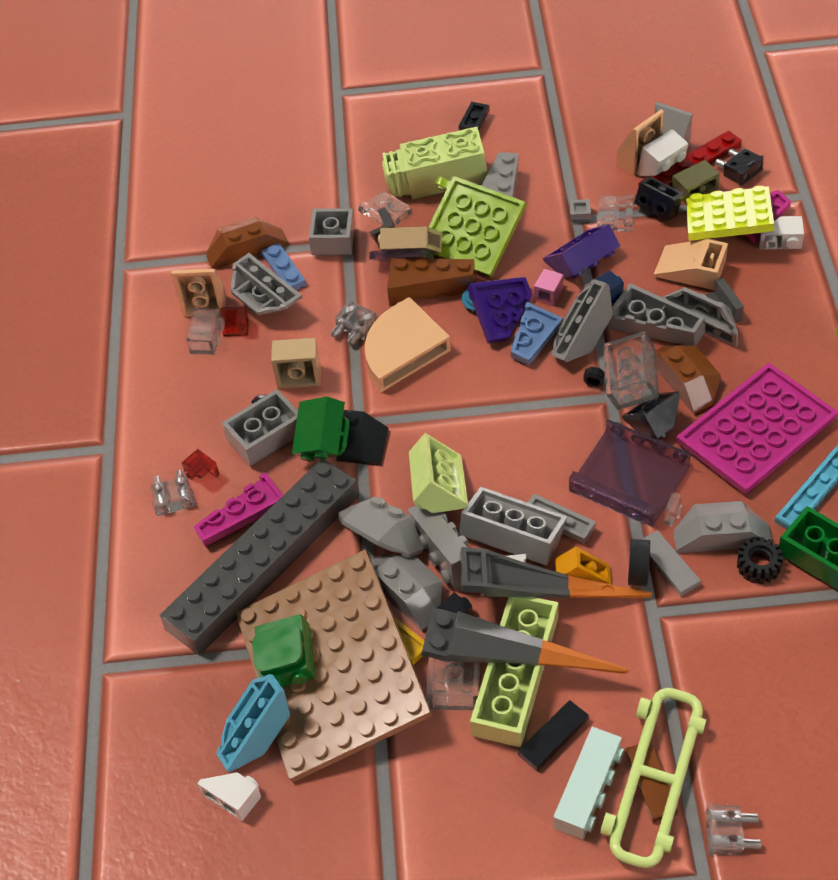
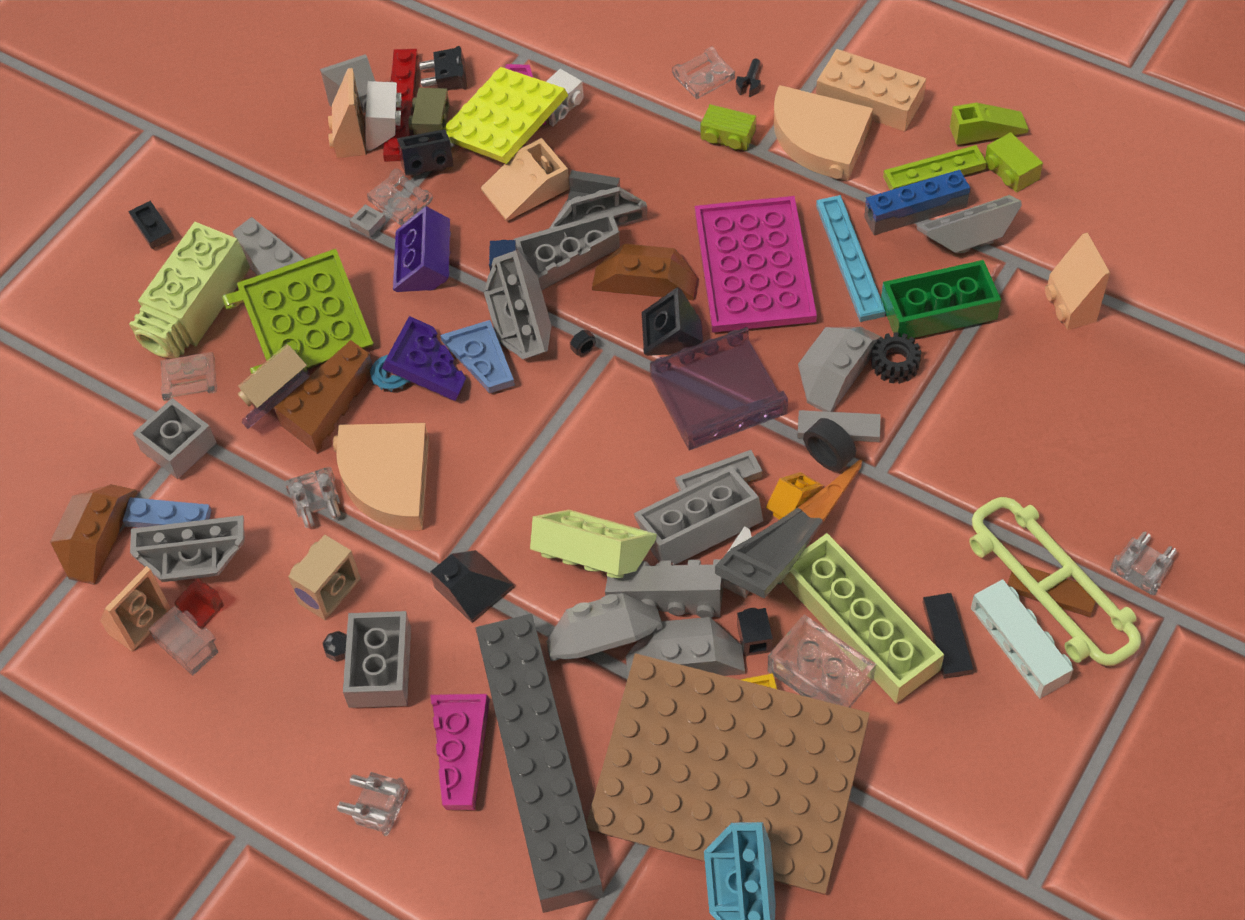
camera: 55 degrees left, 5 degrees up
(199, 465) = (368, 750): clear red panel -> none
(284, 650) = (691, 802): green brick -> none
(320, 429) = (442, 605): green brick -> none
(388, 223) = (226, 381): dark grey panel -> none
(472, 639) = (812, 629): dark grey plate -> none
(548, 287) = (439, 306): bright pink brick -> none
(631, 370) = (611, 307): clear brick -> none
(673, 509) = (788, 382): clear plate -> none

